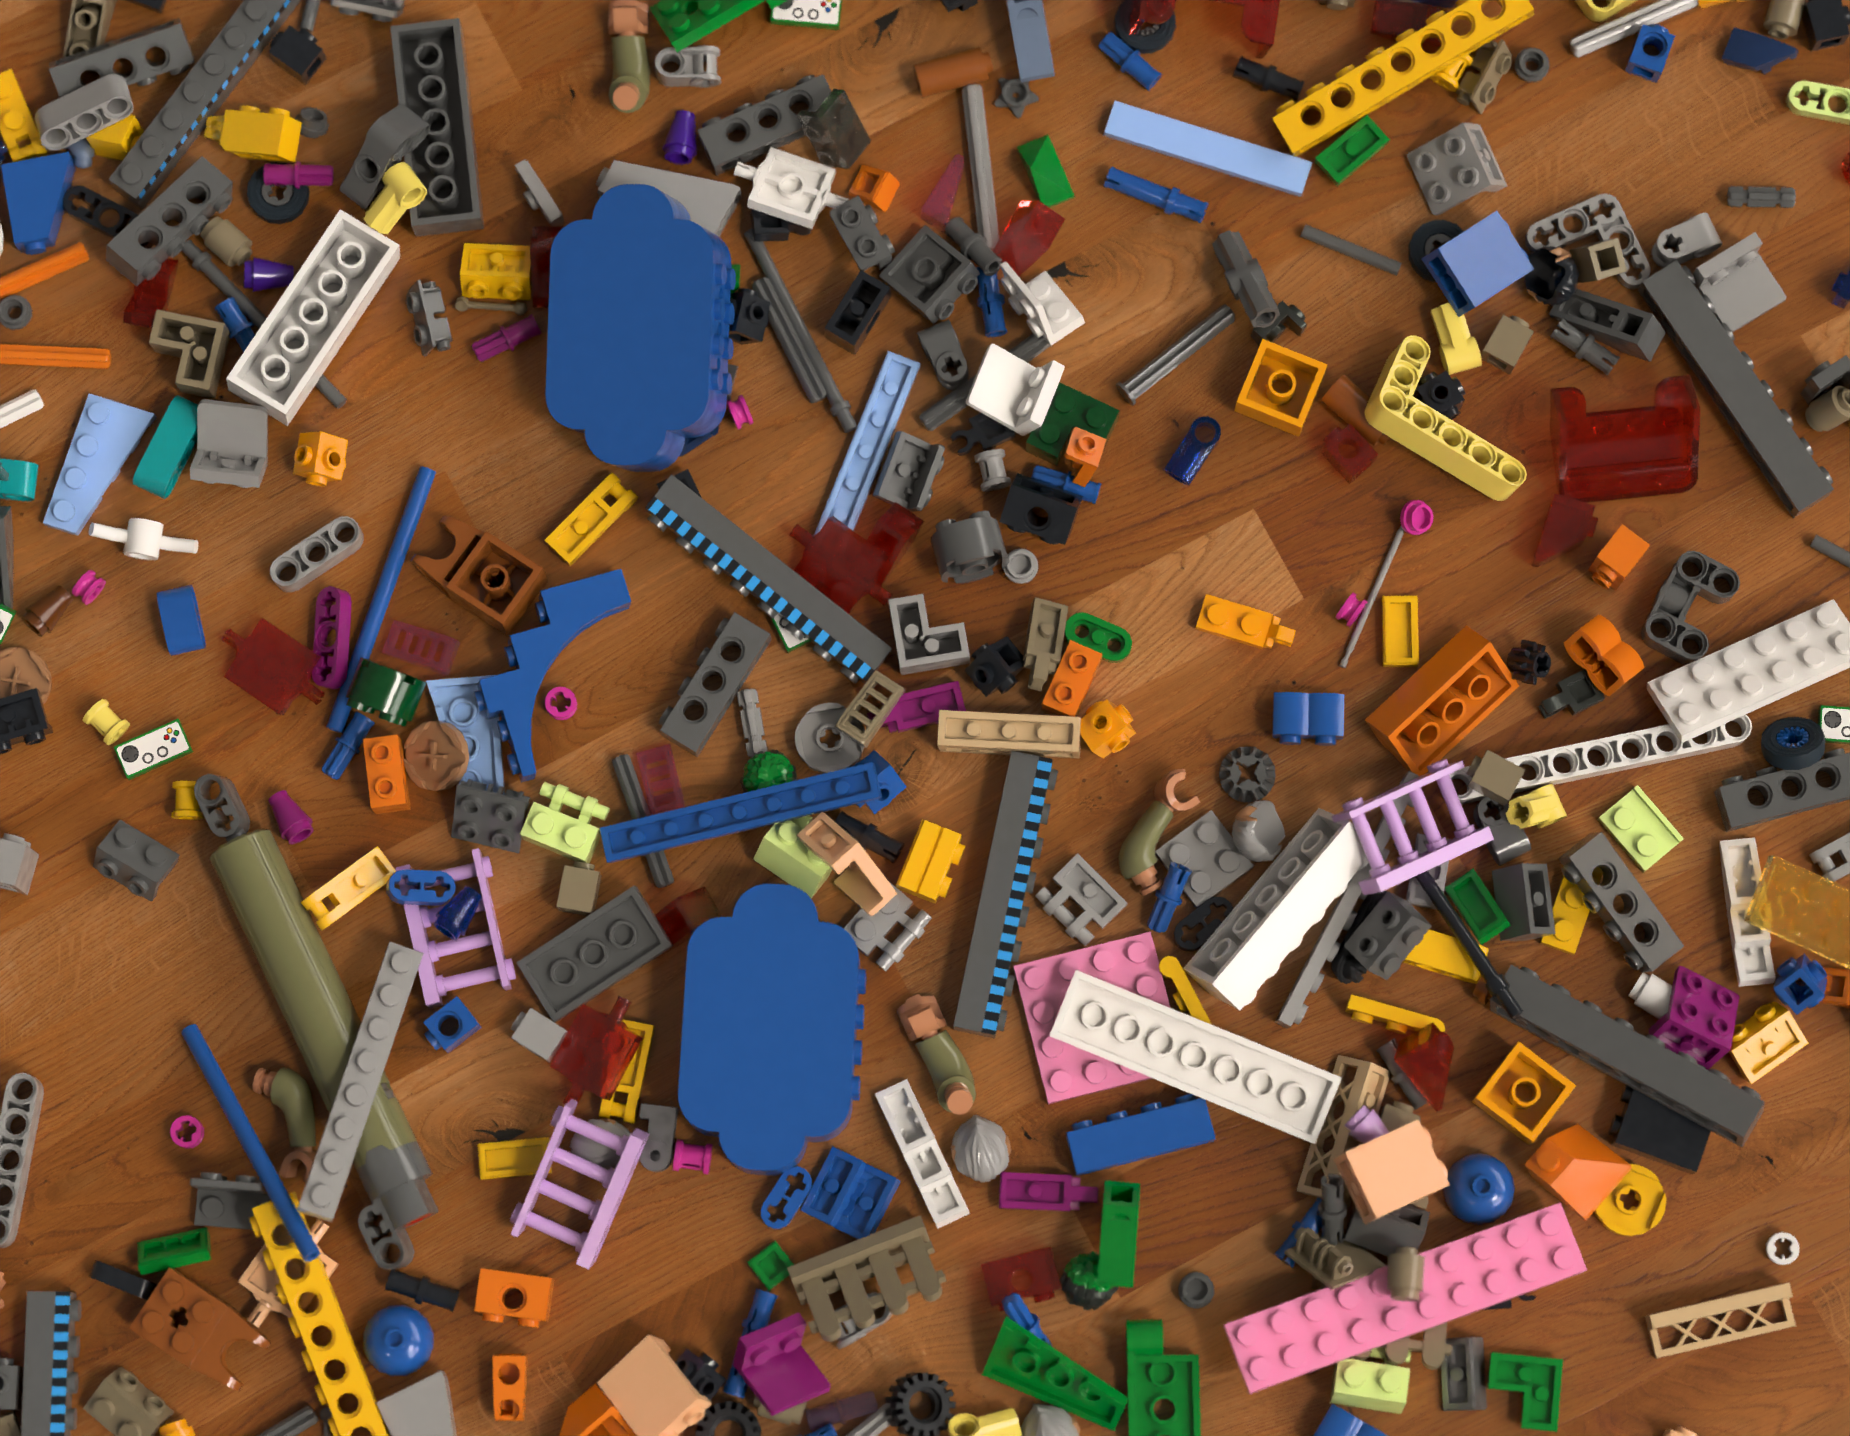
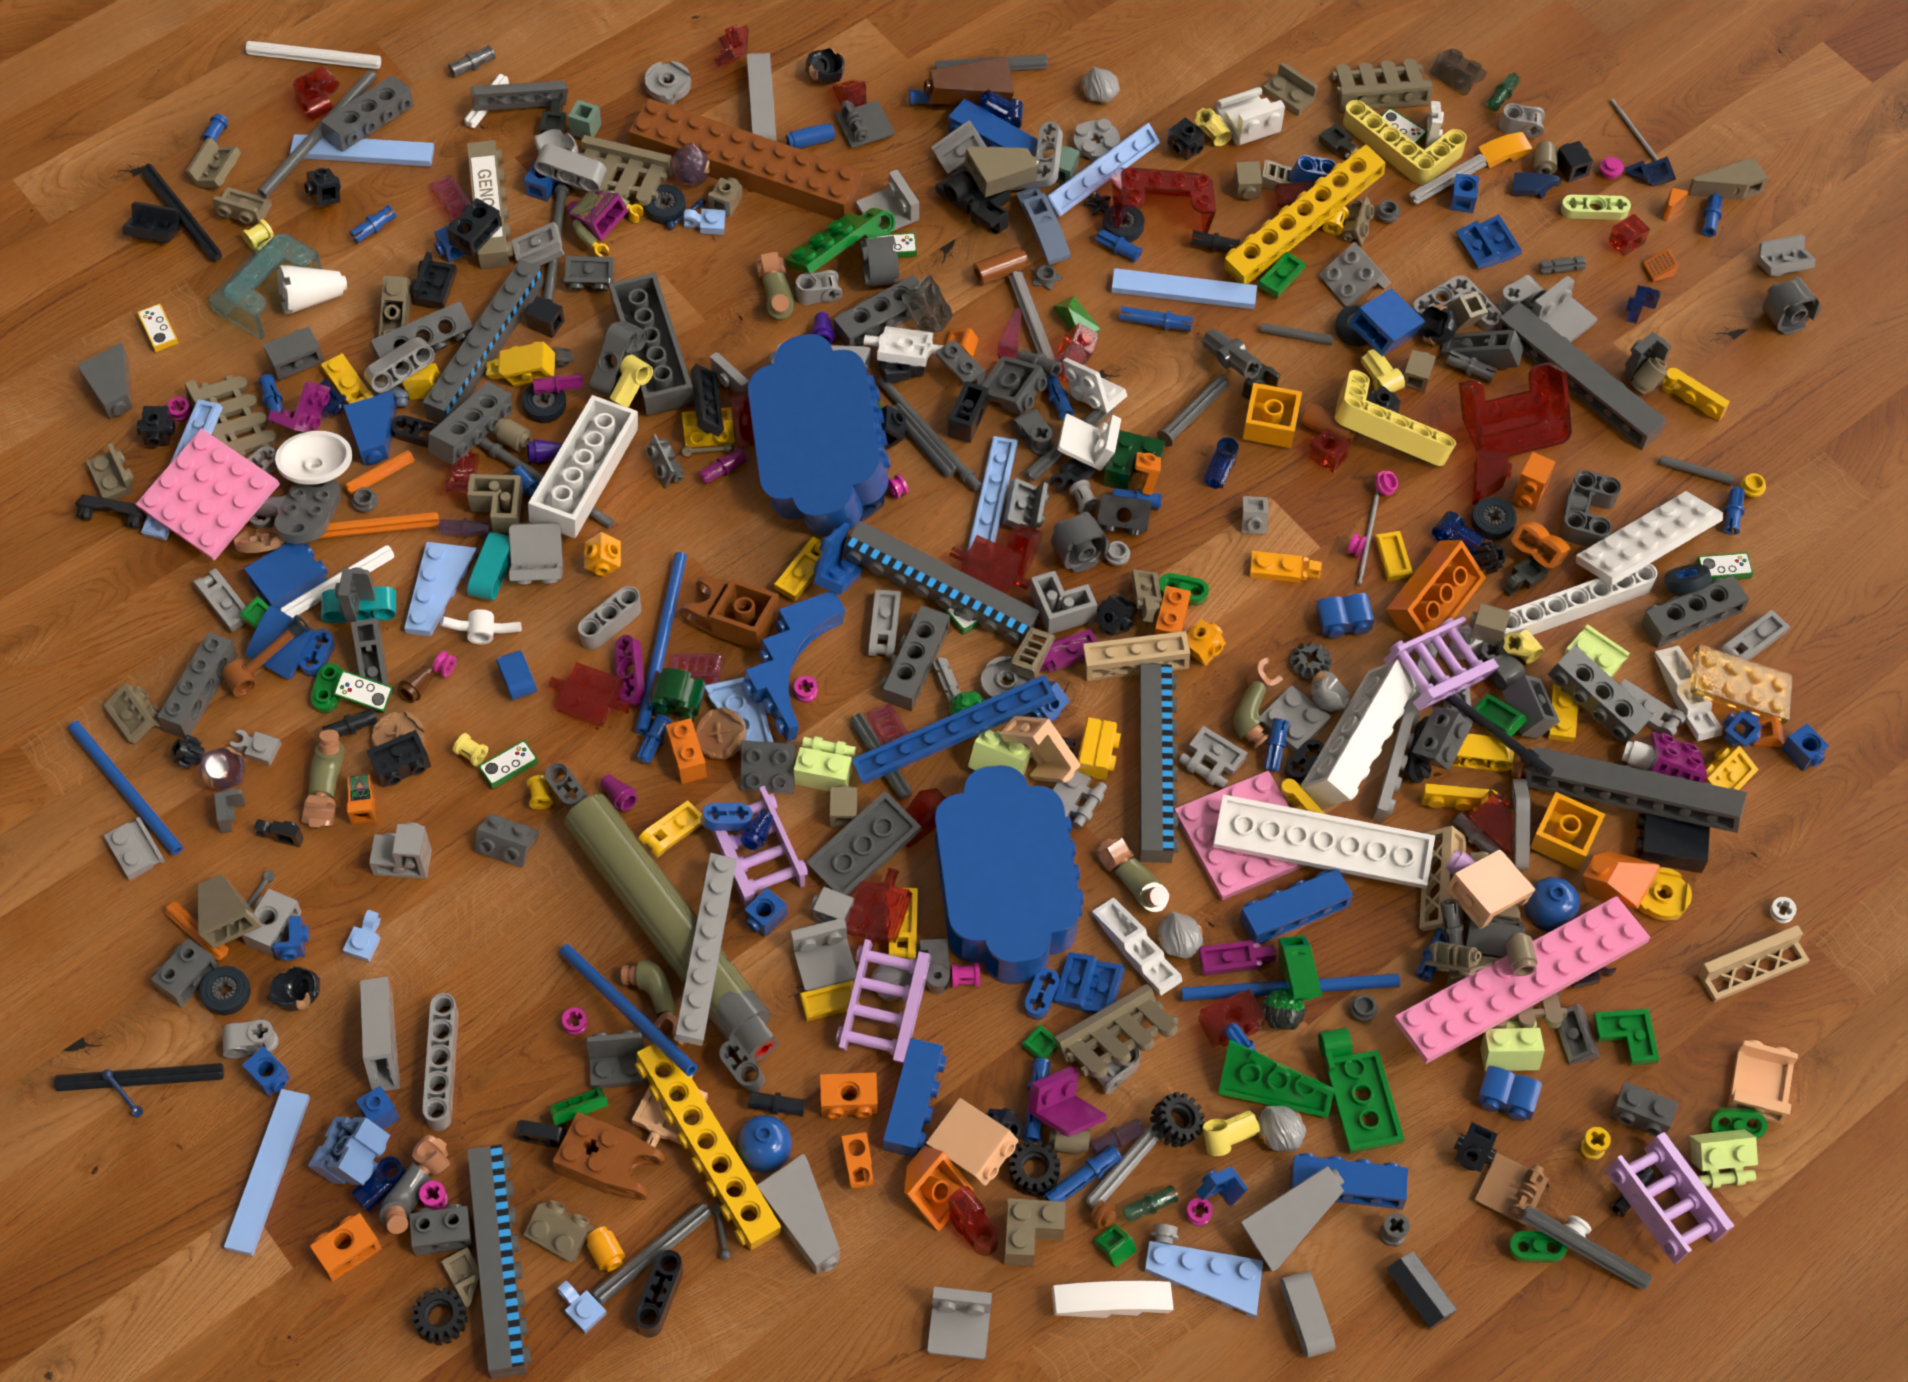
camera: 15 degrees left, 20 degrees down
(143, 380) = (464, 527): none -> axle
(498, 238) = (707, 400): none -> black plate
(516, 1101) = (823, 954): none -> light grey bracket
(595, 1314) = (913, 1098): none -> blue brick
(629, 536) = (830, 569): none -> blue bracket
(683, 621) = (884, 622): none -> light grey plate
(779, 44) = (880, 261): none -> dark grey brick
(1090, 1243) = (1266, 988): none -> blue piece
(1222, 536) = (1254, 515): none -> light grey bracket
(1464, 1068) = (1521, 807): none -> light grey beam
(1489, 608) = (1452, 528): none -> clear blue piece
(1549, 579) = (1487, 509): none -> black bush
(1665, 140) = (1489, 242): none -> blue slope
(1689, 925) = (1657, 709): none -> light grey plate

